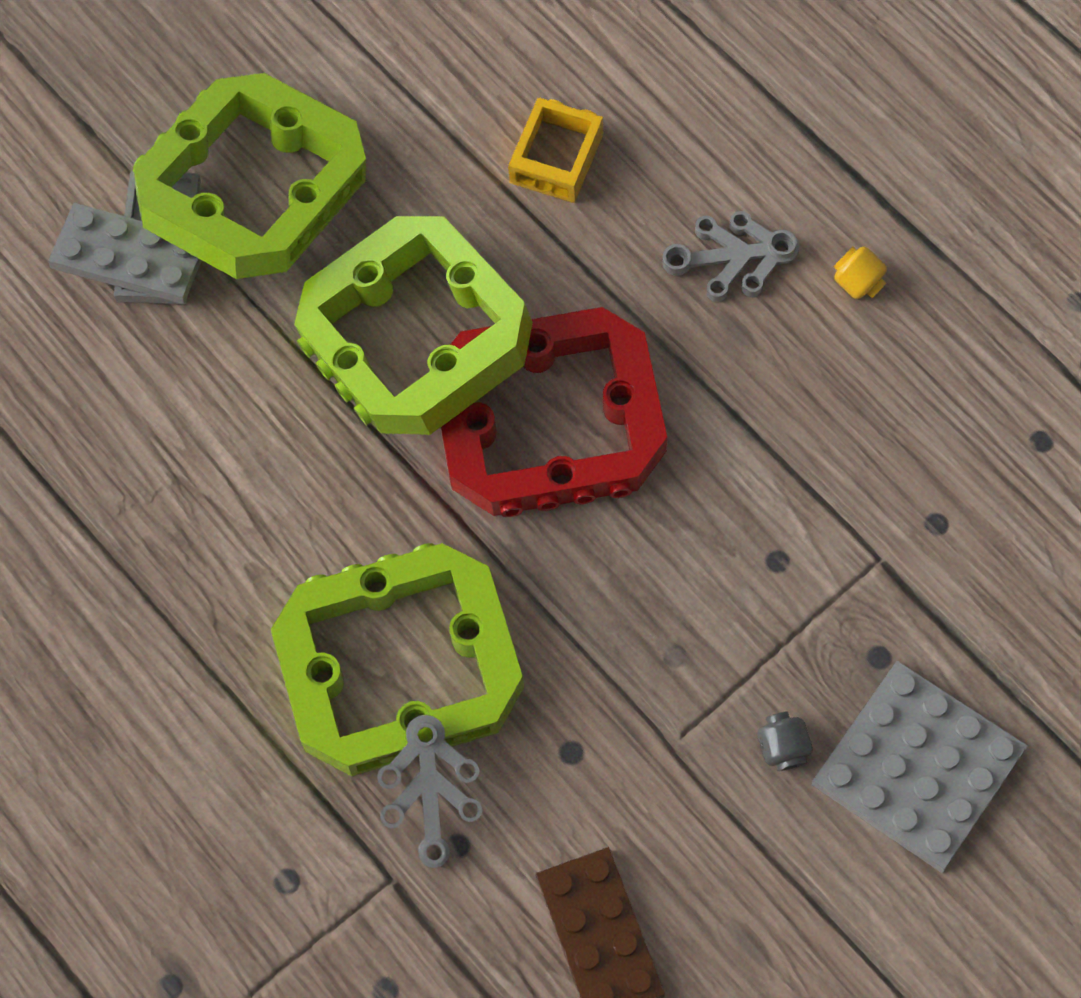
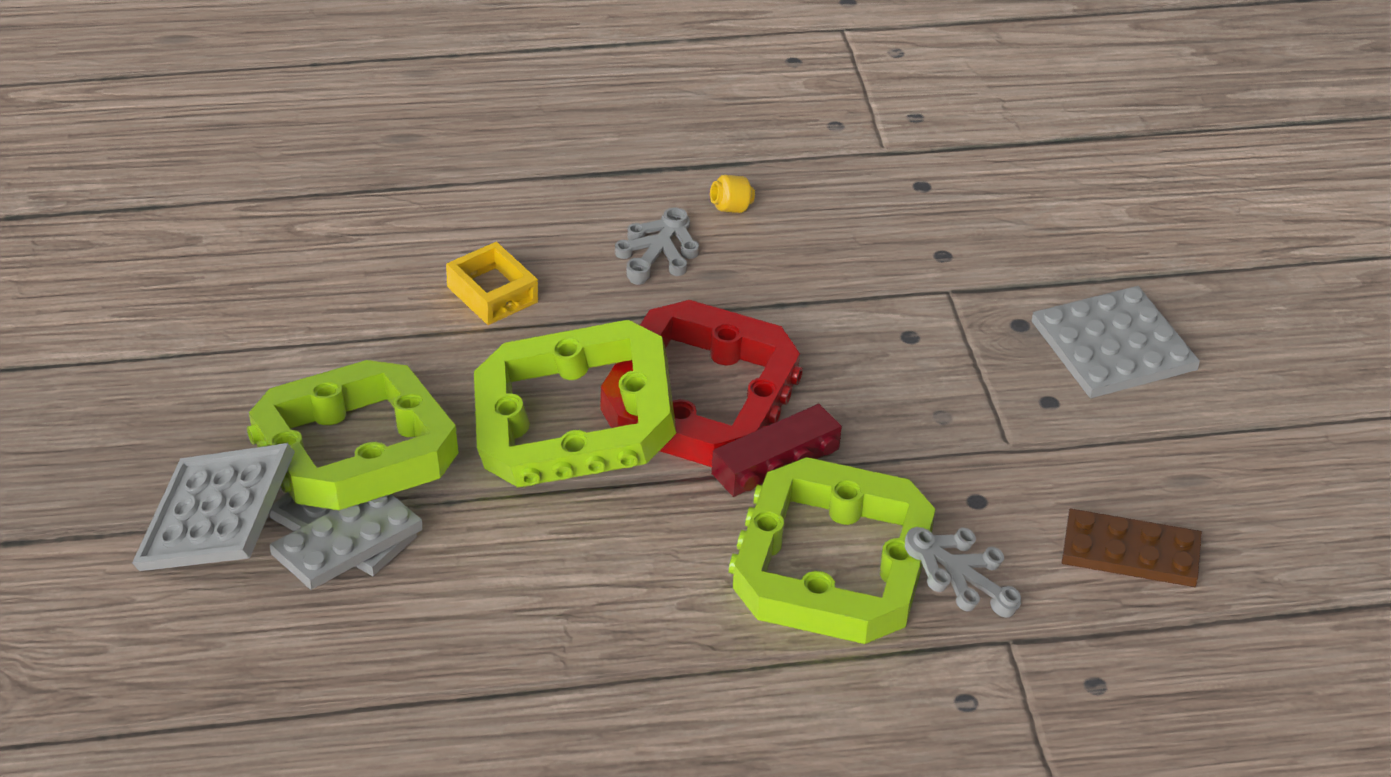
camera: 65 degrees left, 25 degrees down
(79, 135) = (214, 508): none -> light grey plate
(491, 533) = (748, 459): none -> dark red brick
(785, 741) = (1054, 386): dark grey head -> none

